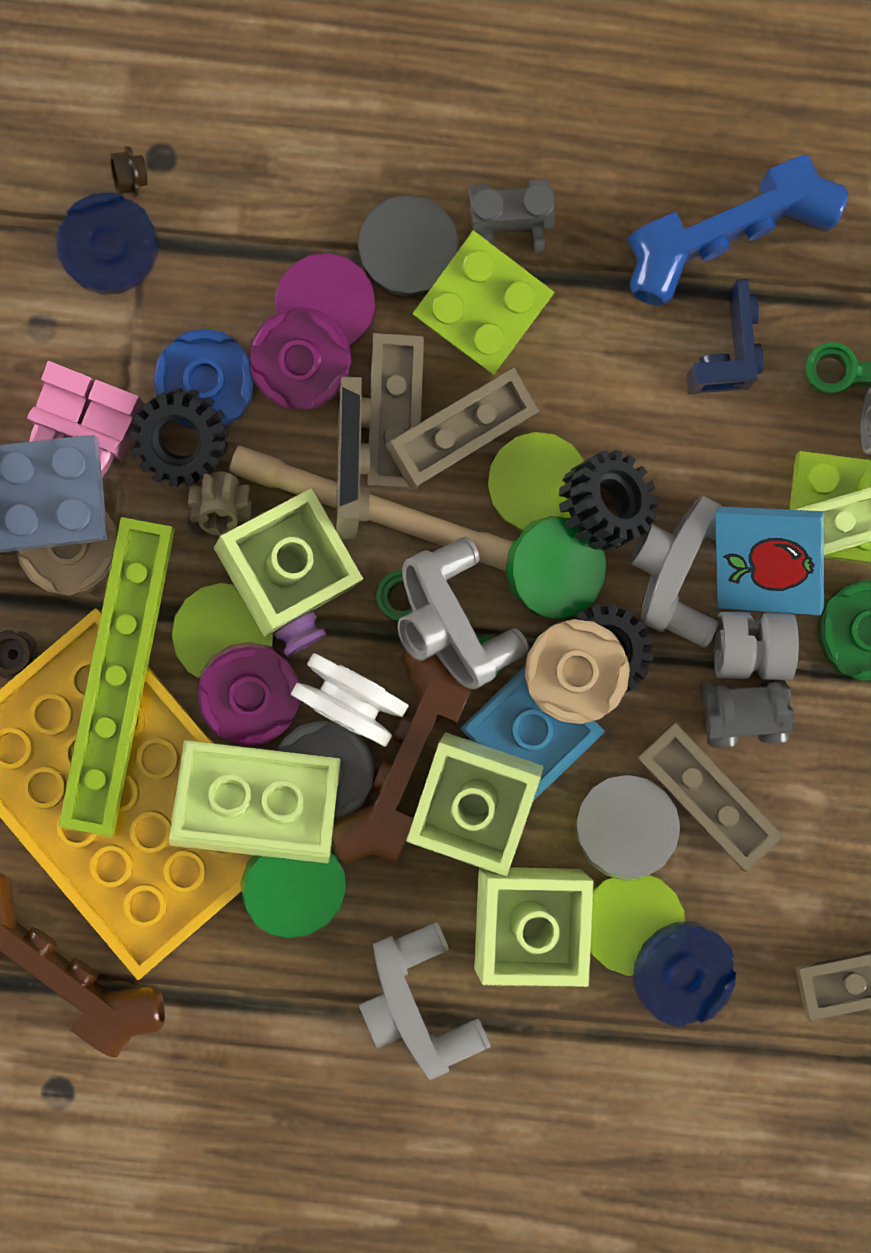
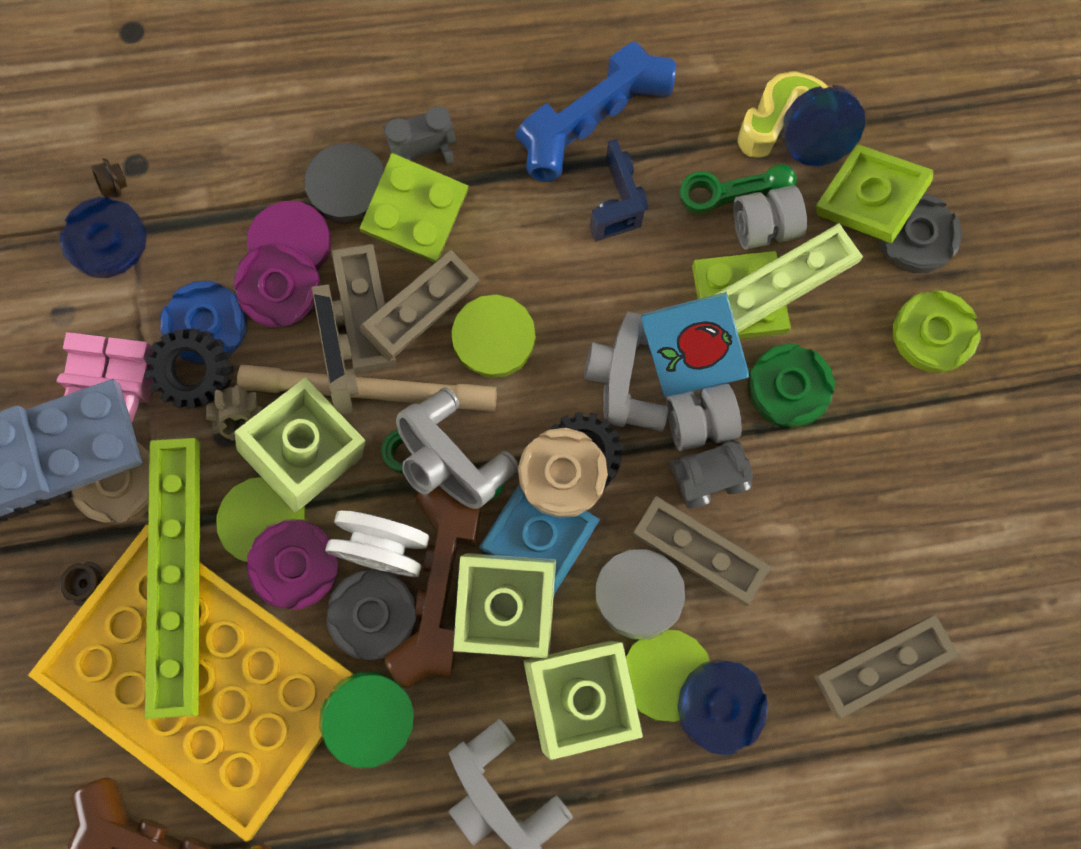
camera: 15 degrees left, 10 degrees down
(255, 802) = (314, 652): yellowish green tile -> none
(300, 634) = (325, 503): medium lavender bush -> none
(554, 570) = (524, 395): green tile -> none
(627, 490) = (541, 343): black tyre -> none

